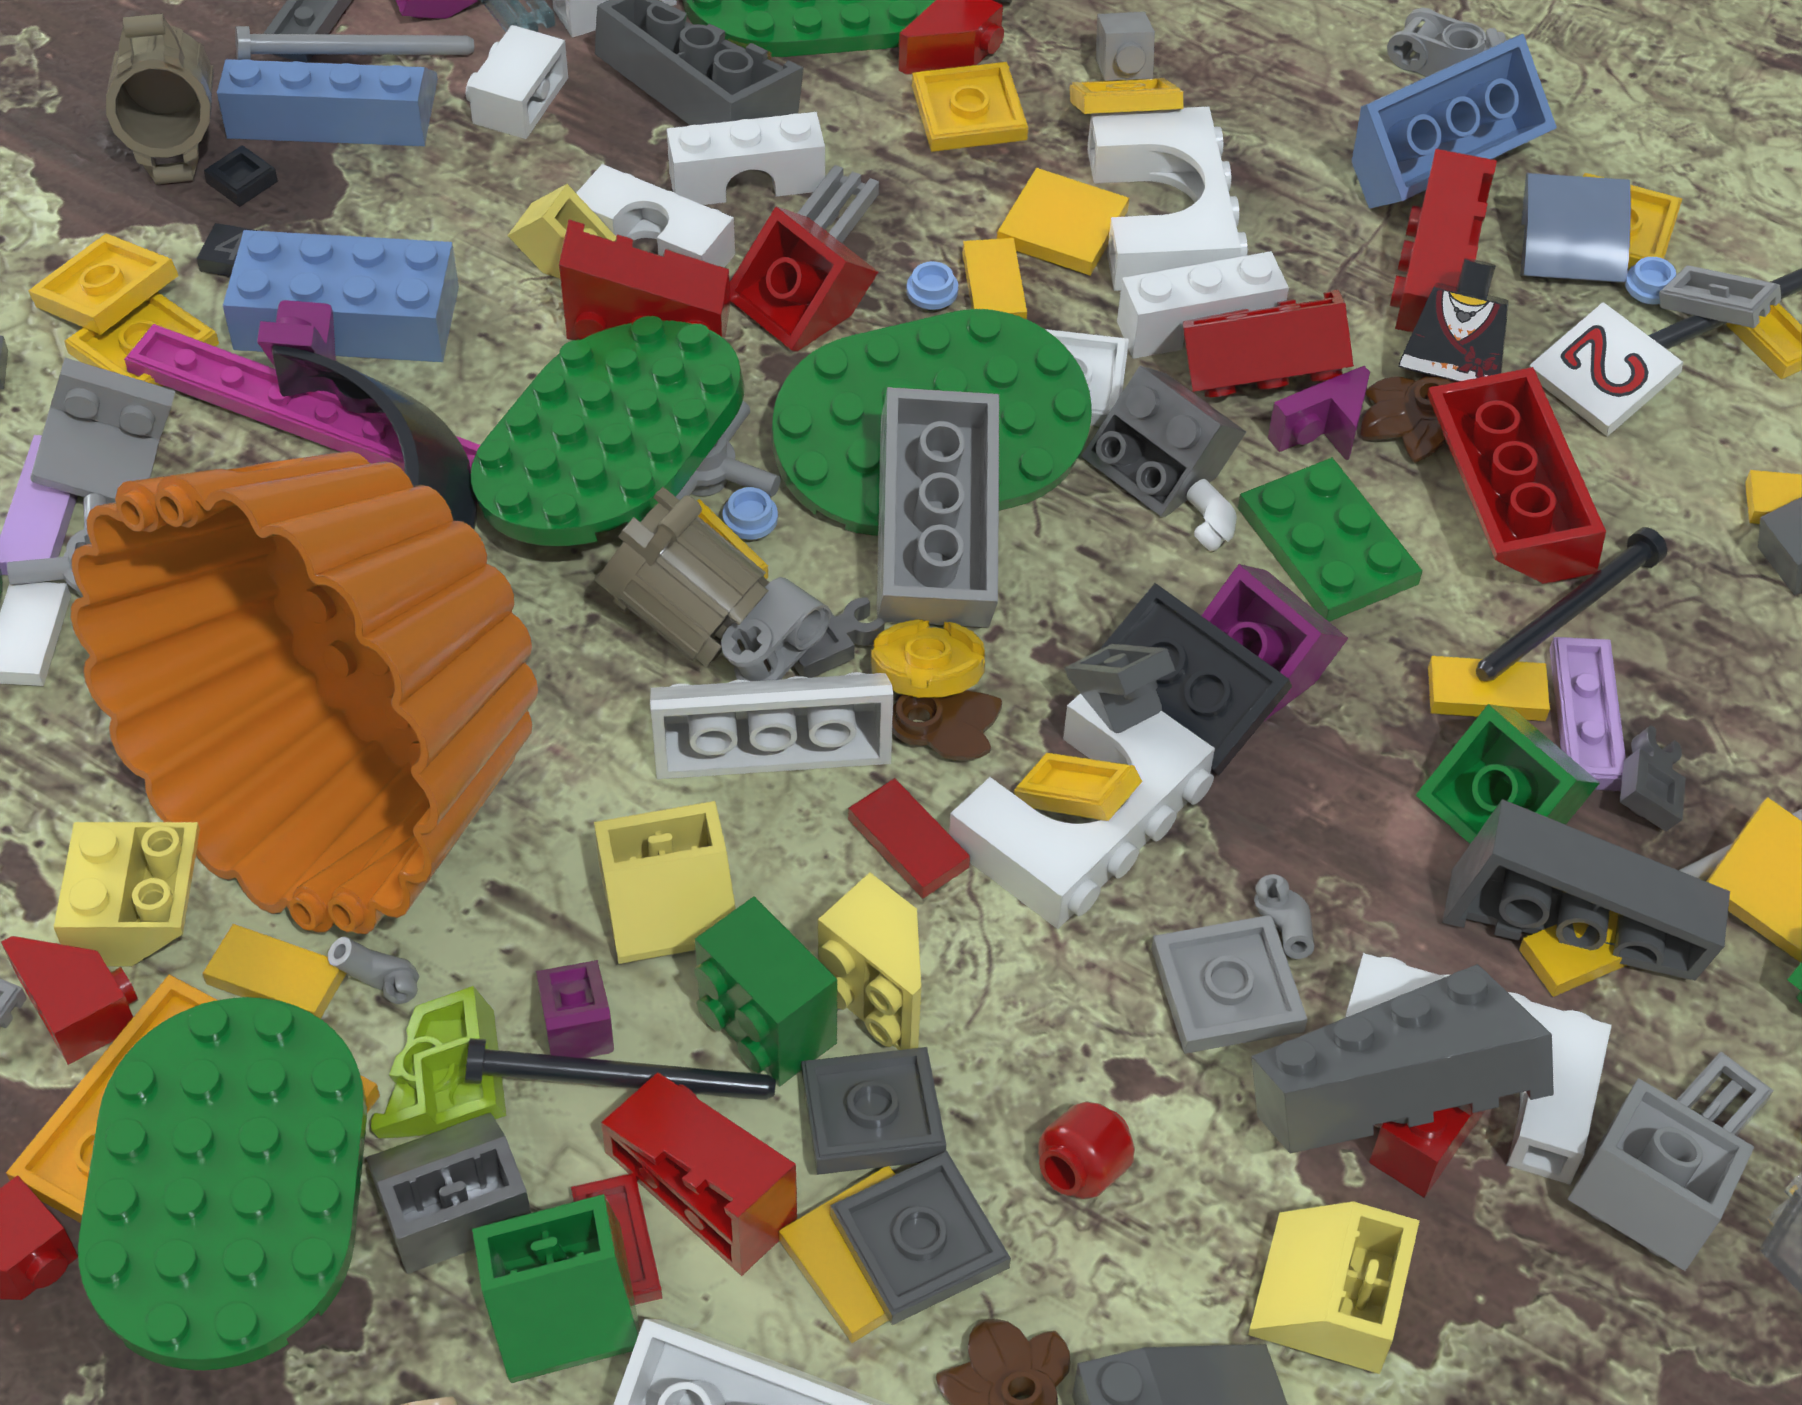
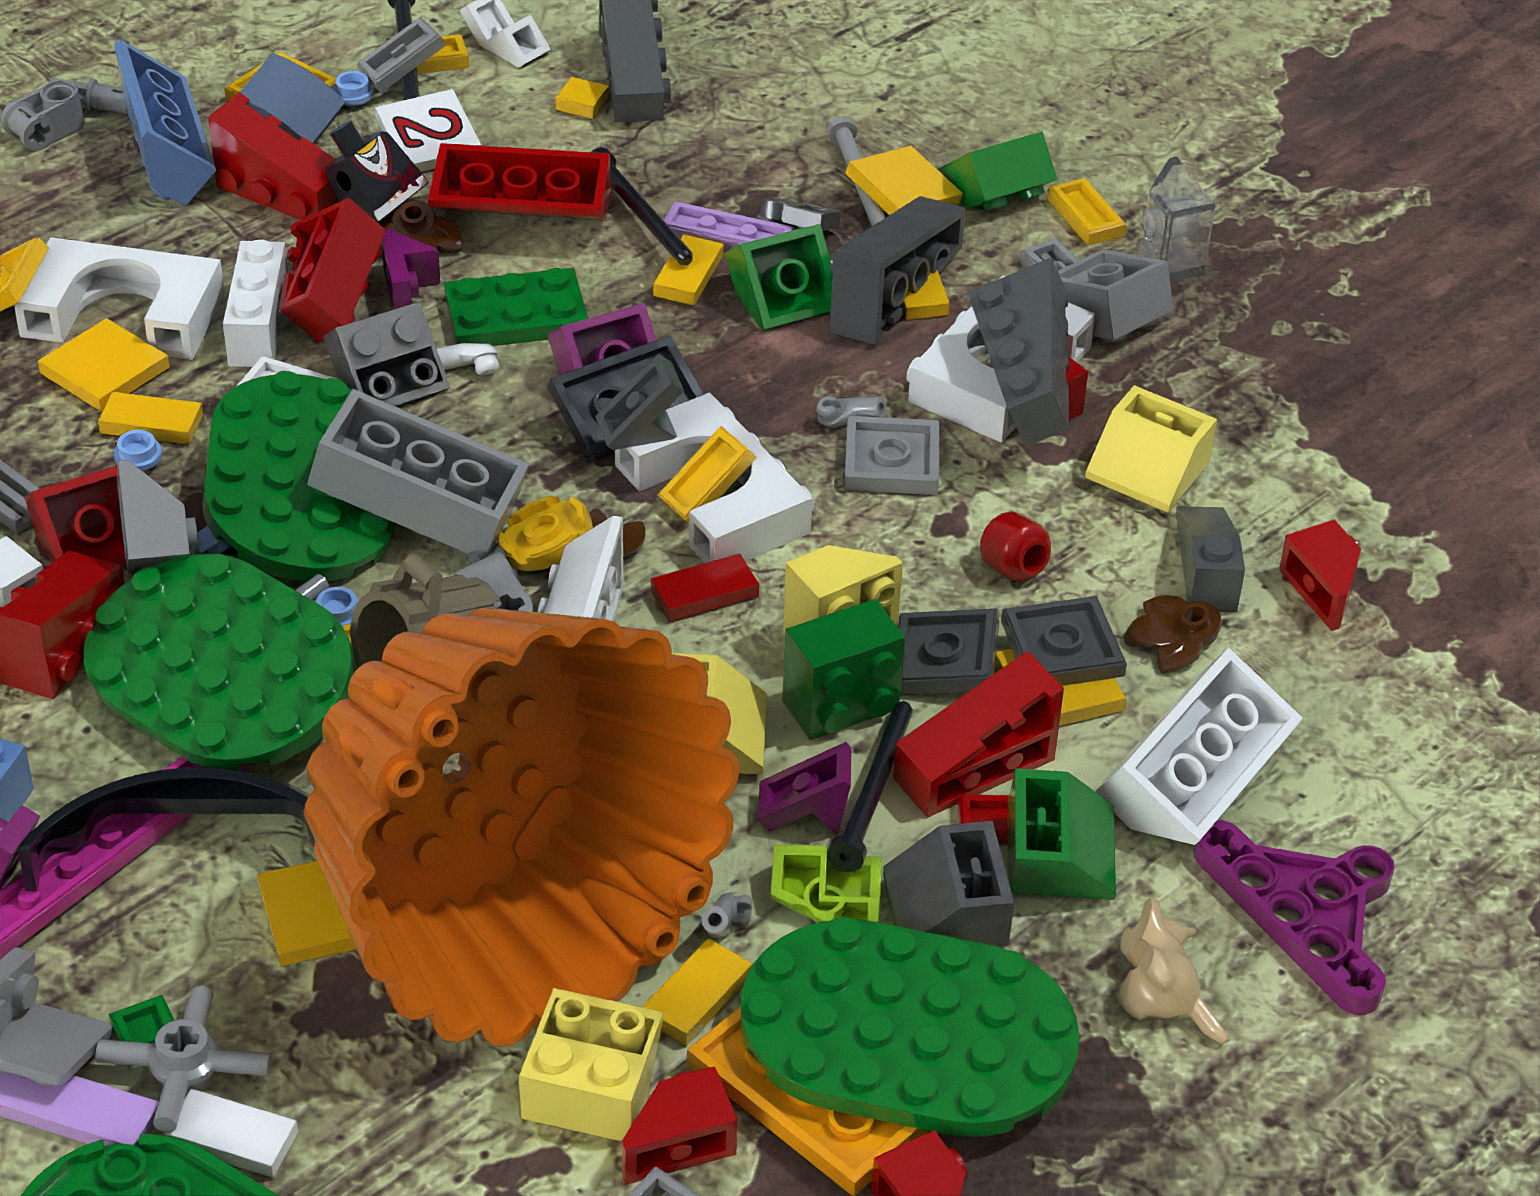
camera: 75 degrees left, 10 degrees down
(771, 306) = (151, 521): none -> light grey slope

